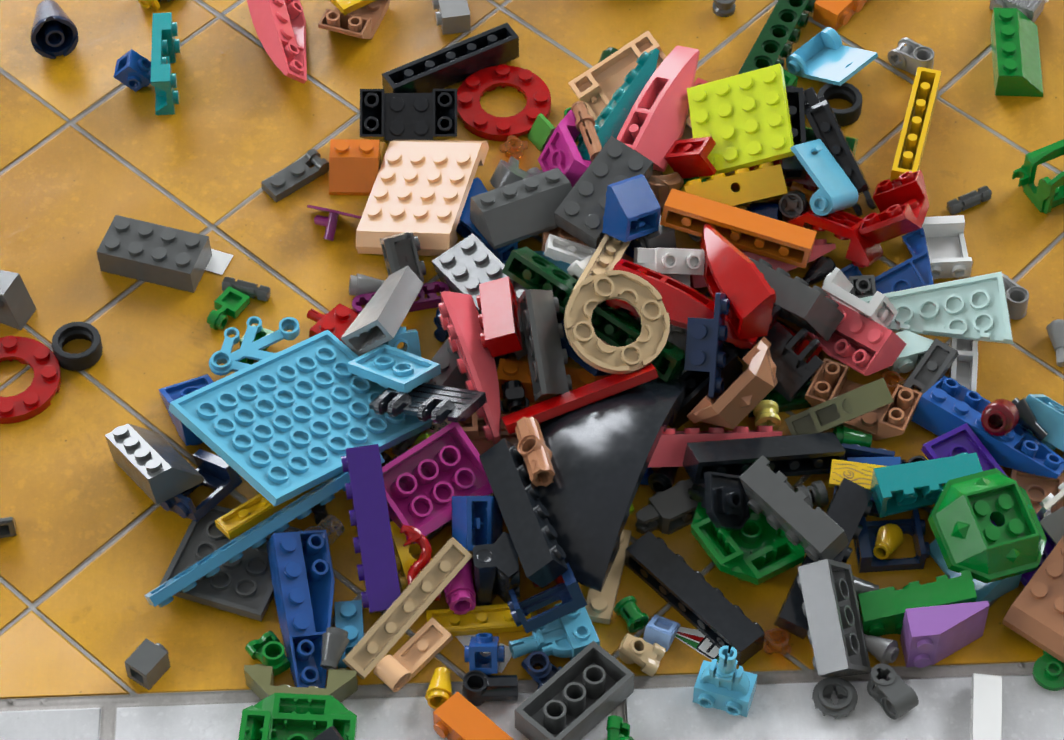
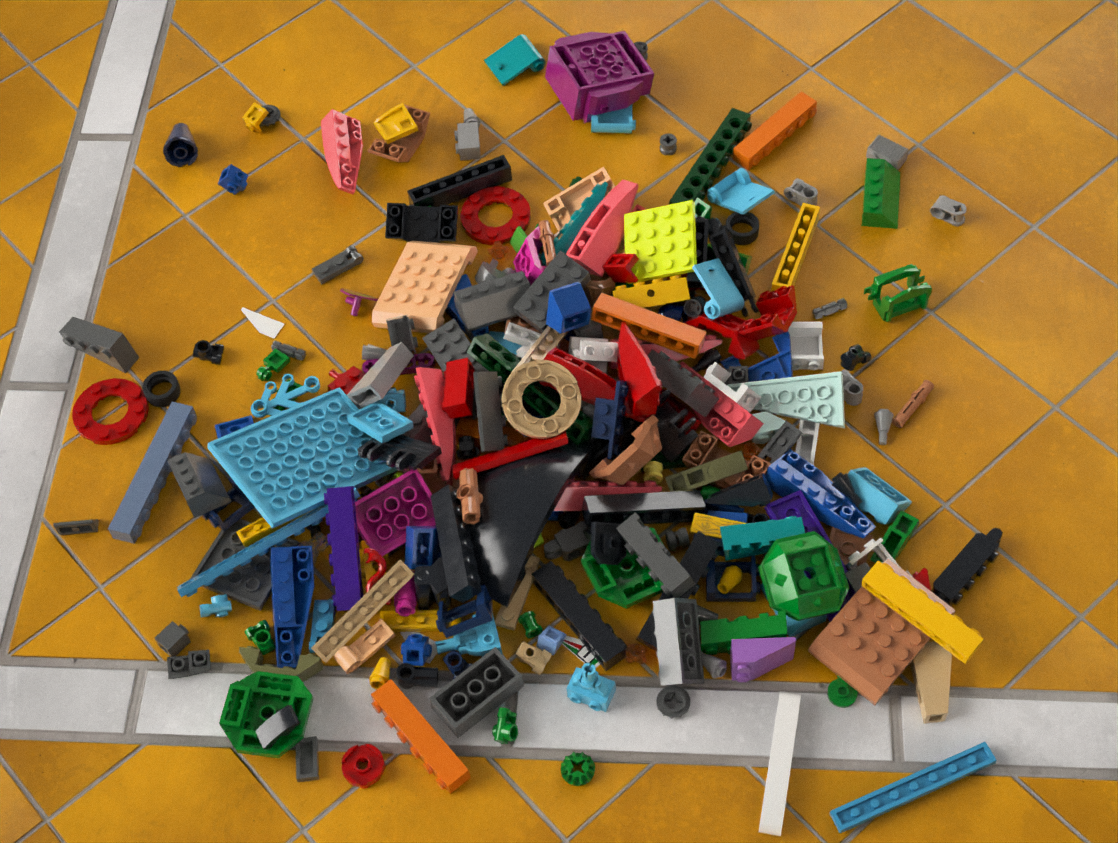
camera: 10 degrees right, 5 degrees up
(84, 454) = (152, 473): none -> sand blue brick
(131, 295) = (205, 351): none -> black plate
(154, 253) = (226, 320): dark grey brick -> none
(162, 55) = (254, 166): teal piece -> none
(178, 694) = (188, 665): none -> dark grey slope
(204, 618) = (219, 606): none -> medium azure plate
(333, 646) = (305, 638): dark grey cone -> none
(353, 166) = (378, 259): orange slope -> none
(891, 692) = (717, 704): dark grey piece -> none
(897, 430) = (746, 493): none -> black slope
(999, 417) = (824, 488): dark red head -> none
(1010, 257) = (853, 357): none -> black plate

